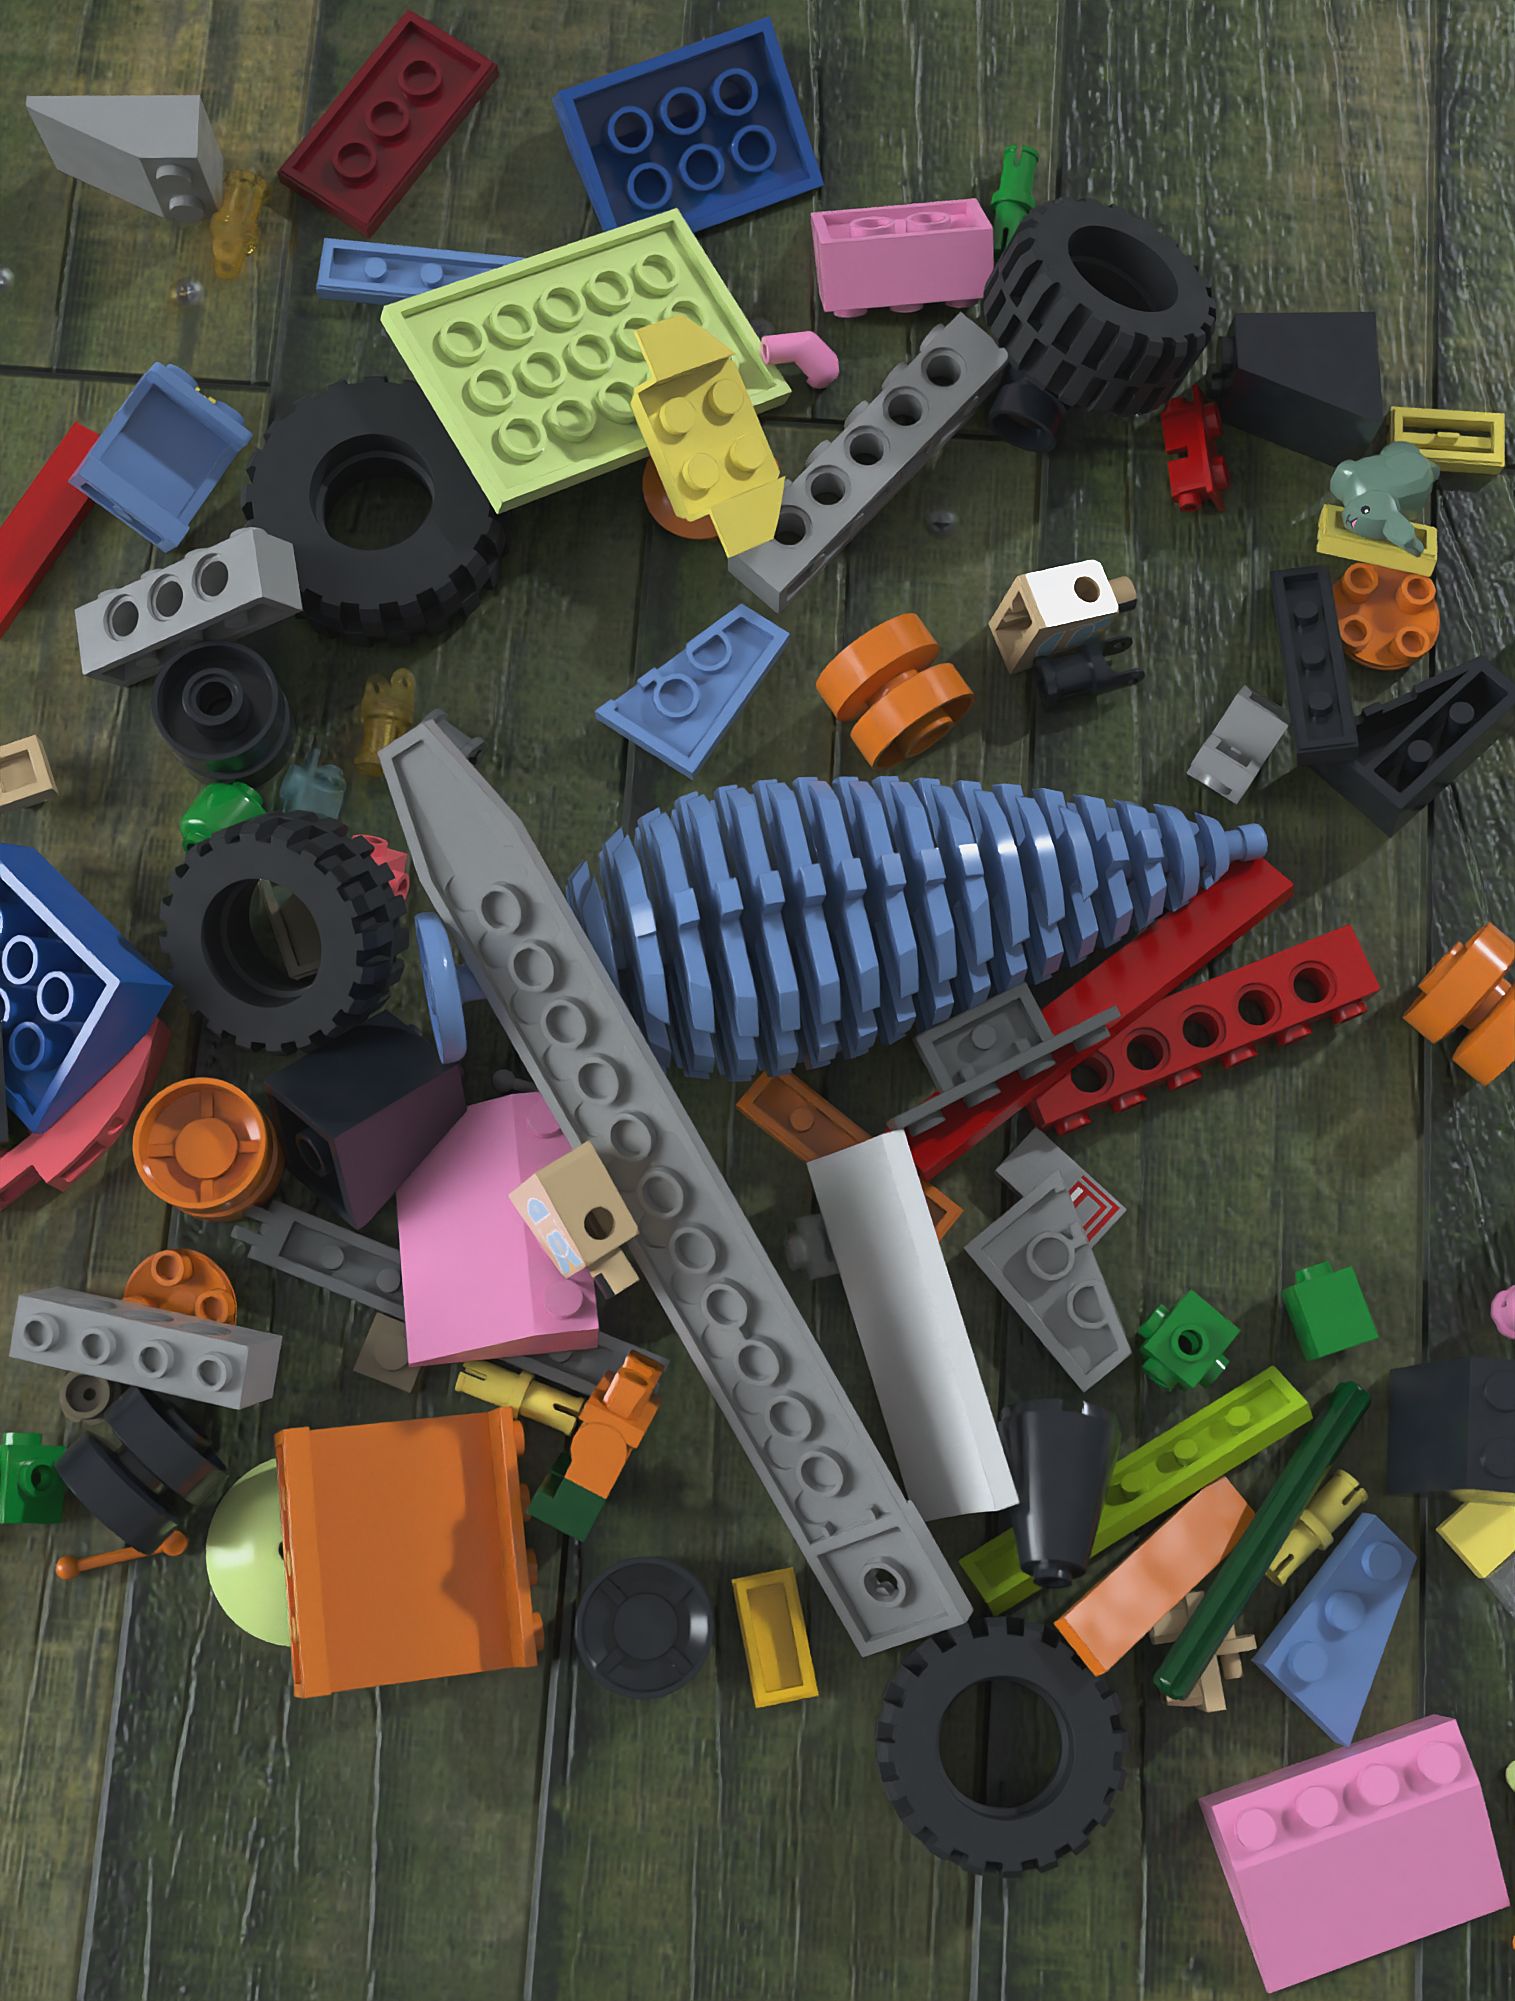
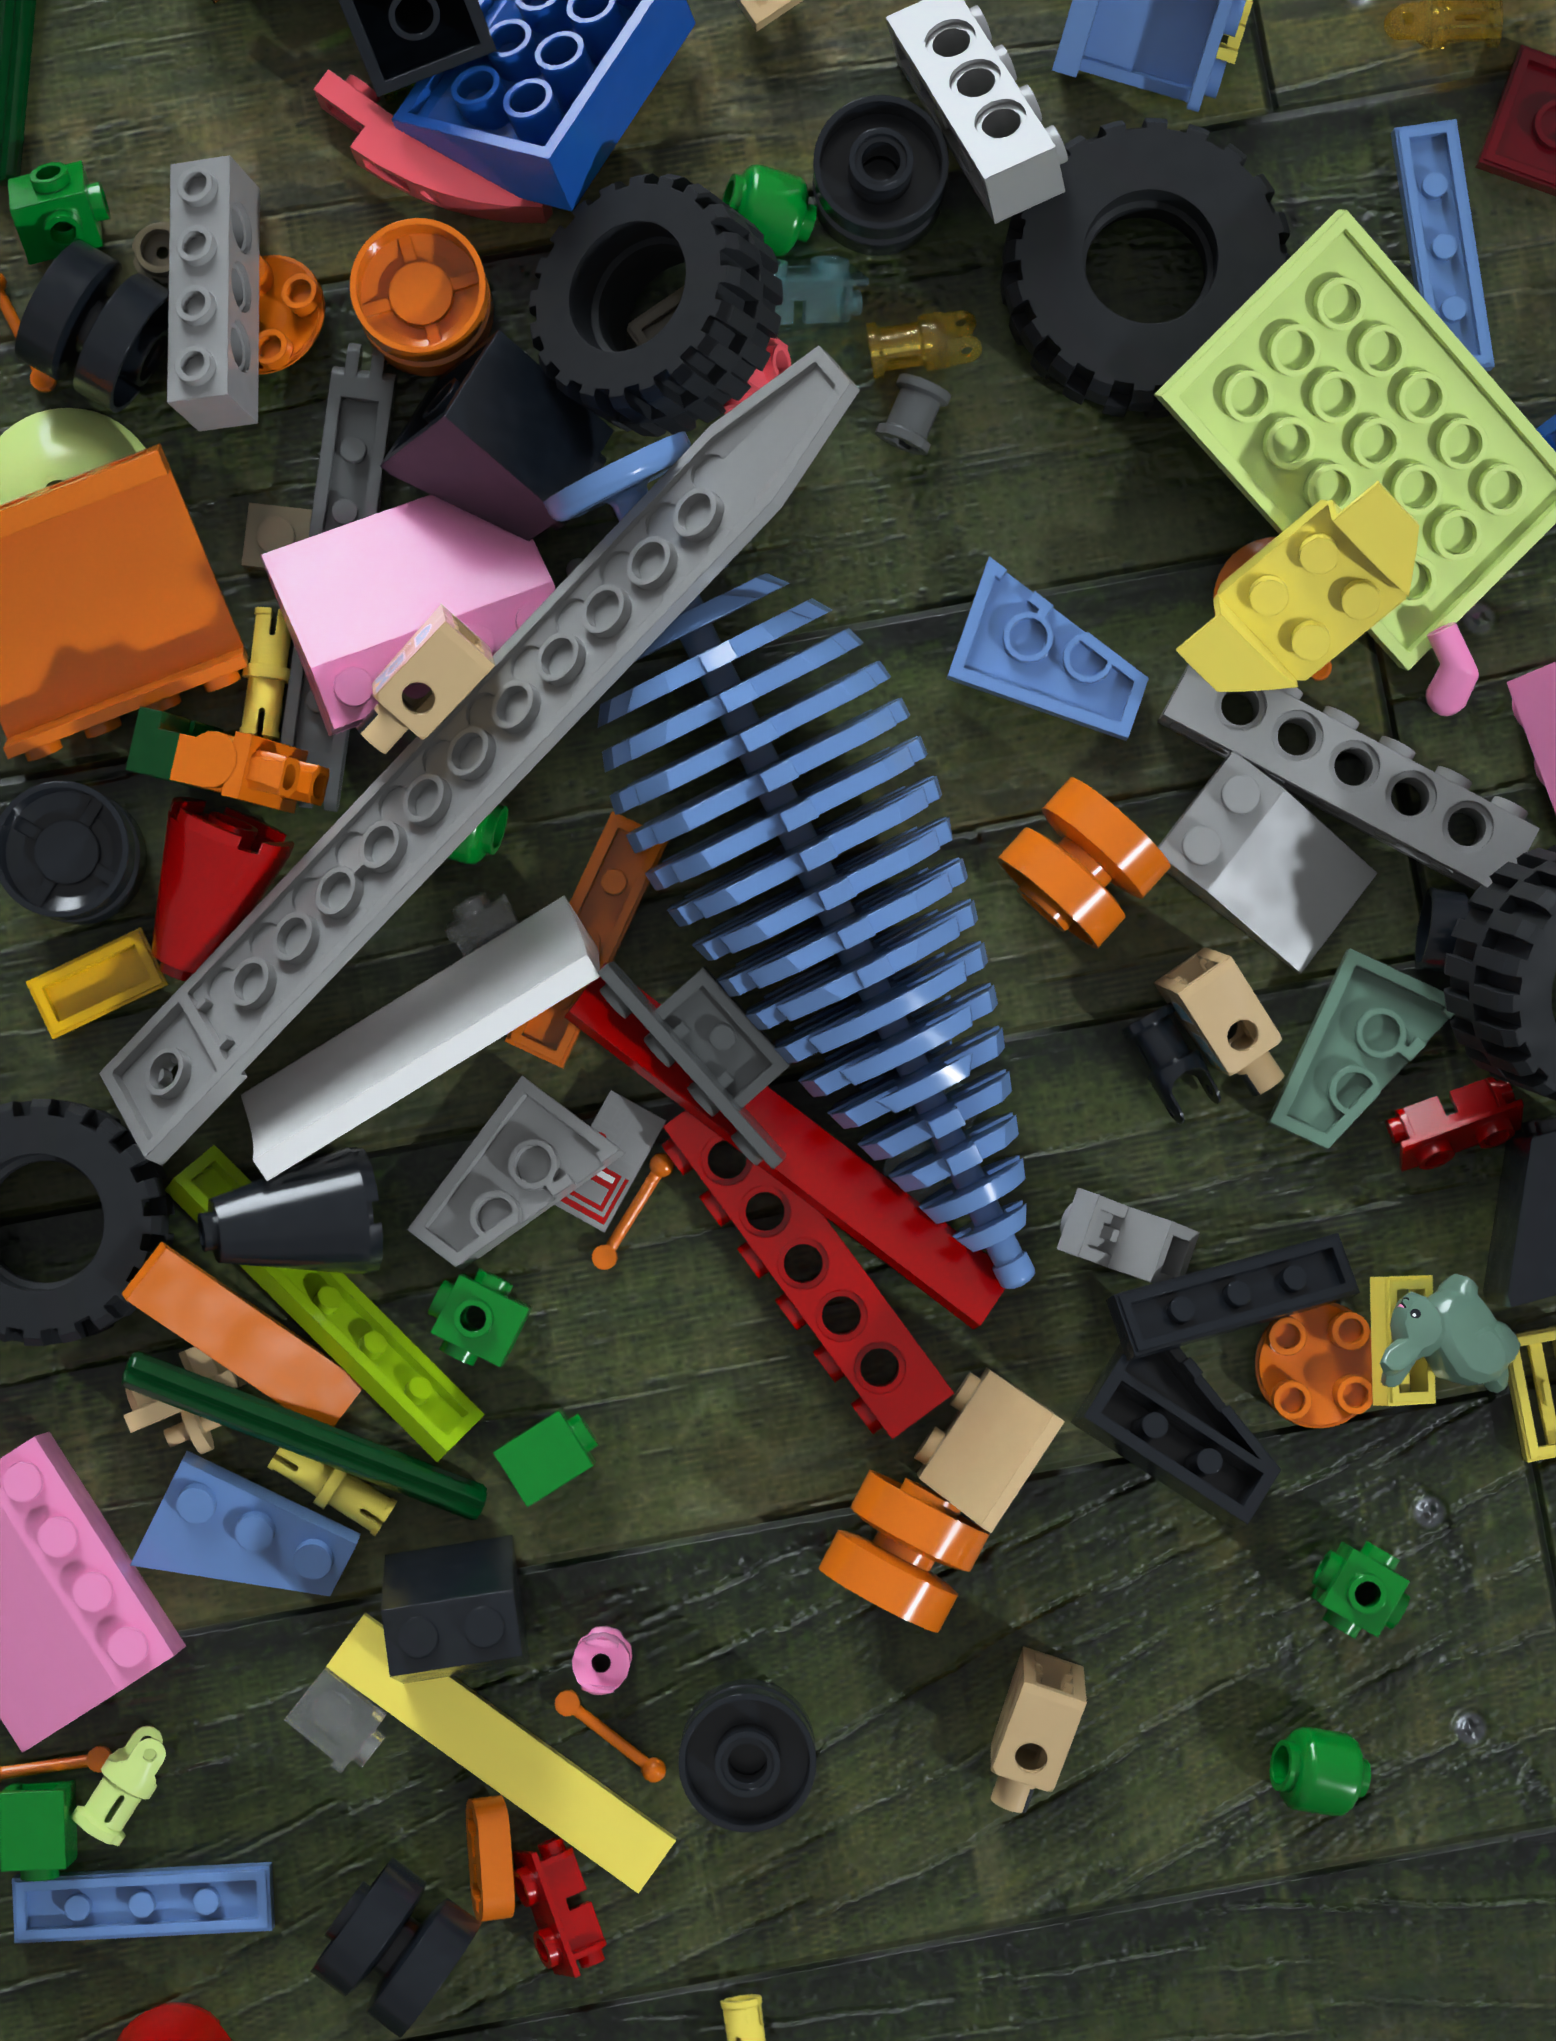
camera: 75 degrees right, 10 degrees up
(708, 1496) = (210, 880): none -> red cone
(925, 549) = (1265, 862): none -> light grey slope
(1107, 515) = (1356, 1045): none -> sand green wing
(1145, 1216) = (605, 1255): none -> orange hinge
(1413, 898) = (986, 1447): none -> tan slope

